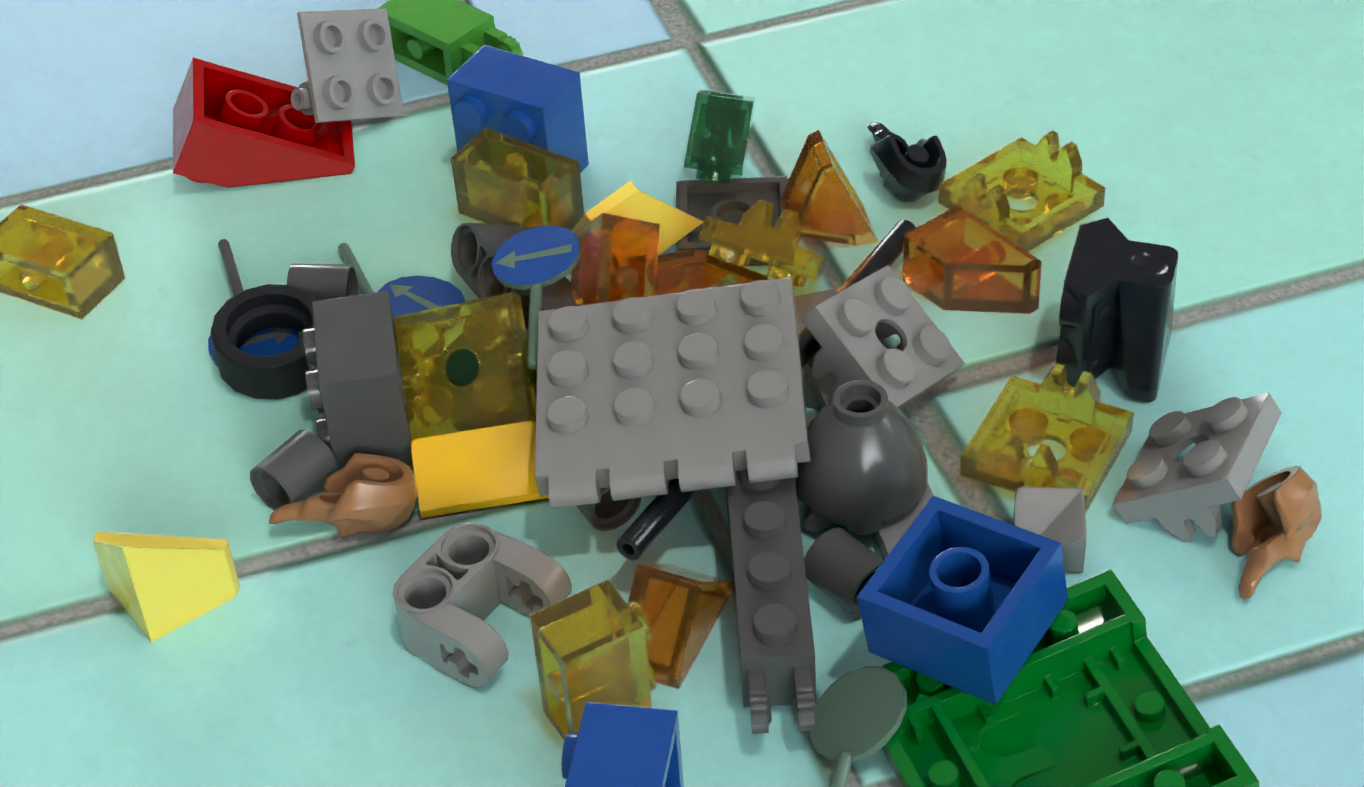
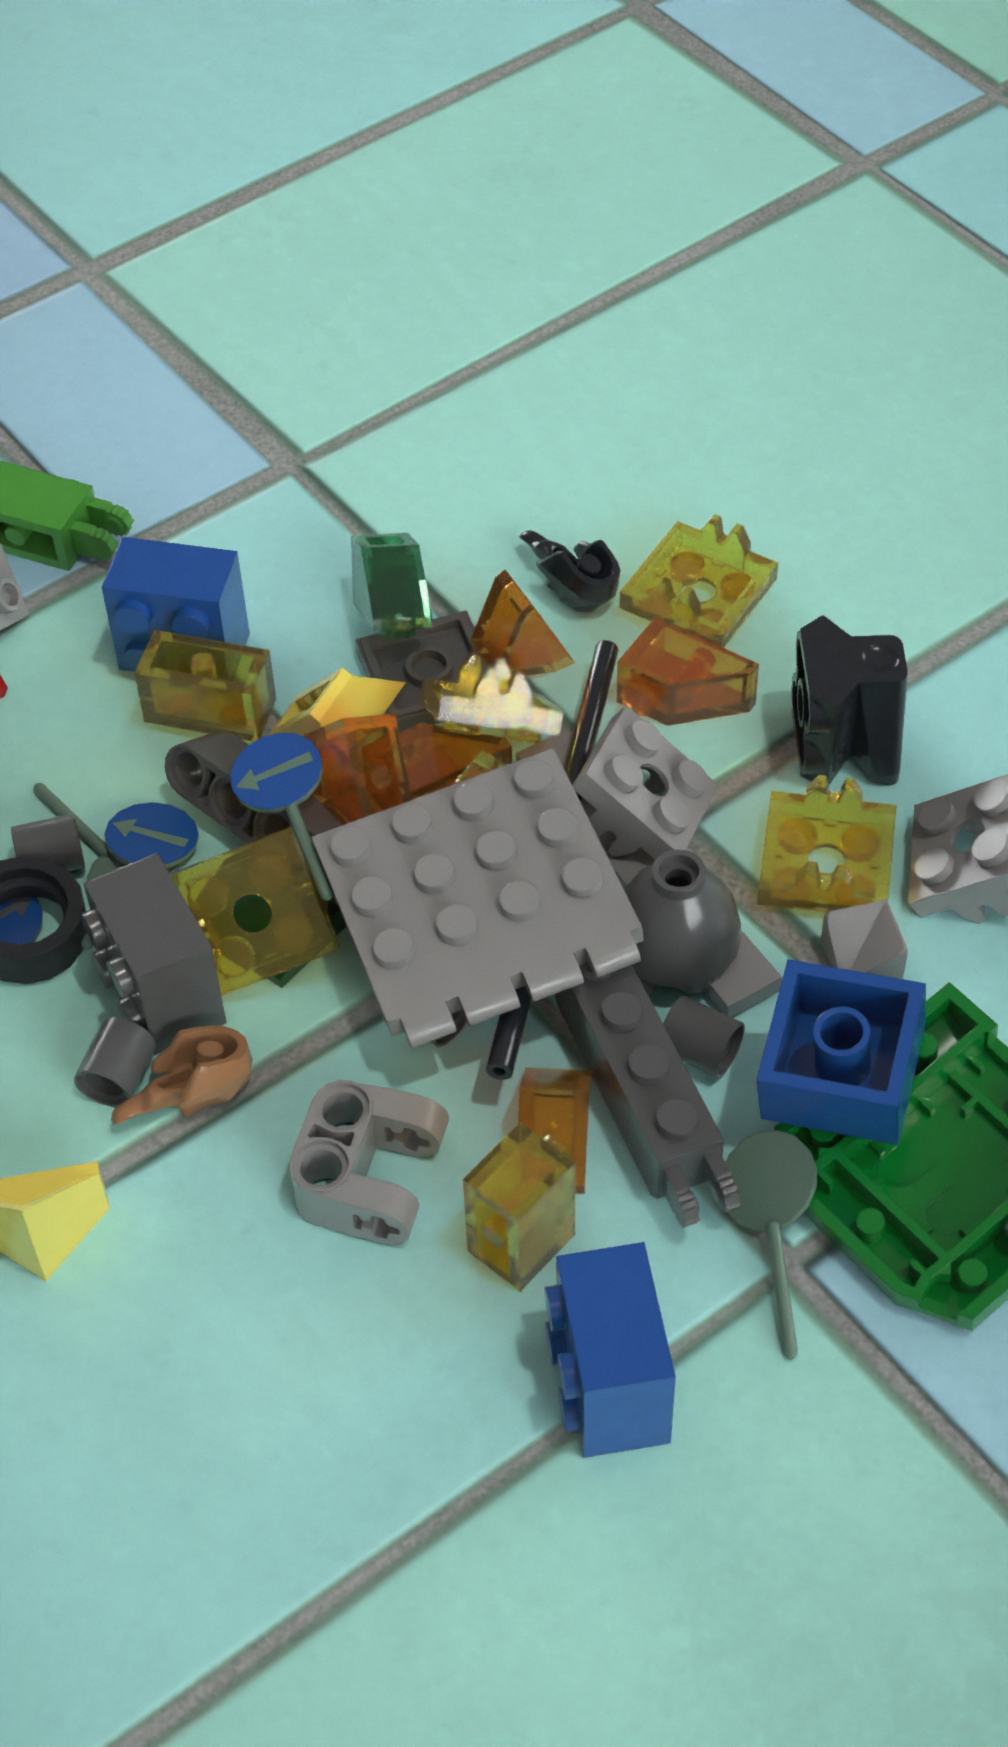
camera: 20 degrees left, 10 degrees up
(475, 468) = (301, 1011): yellow slope -> none

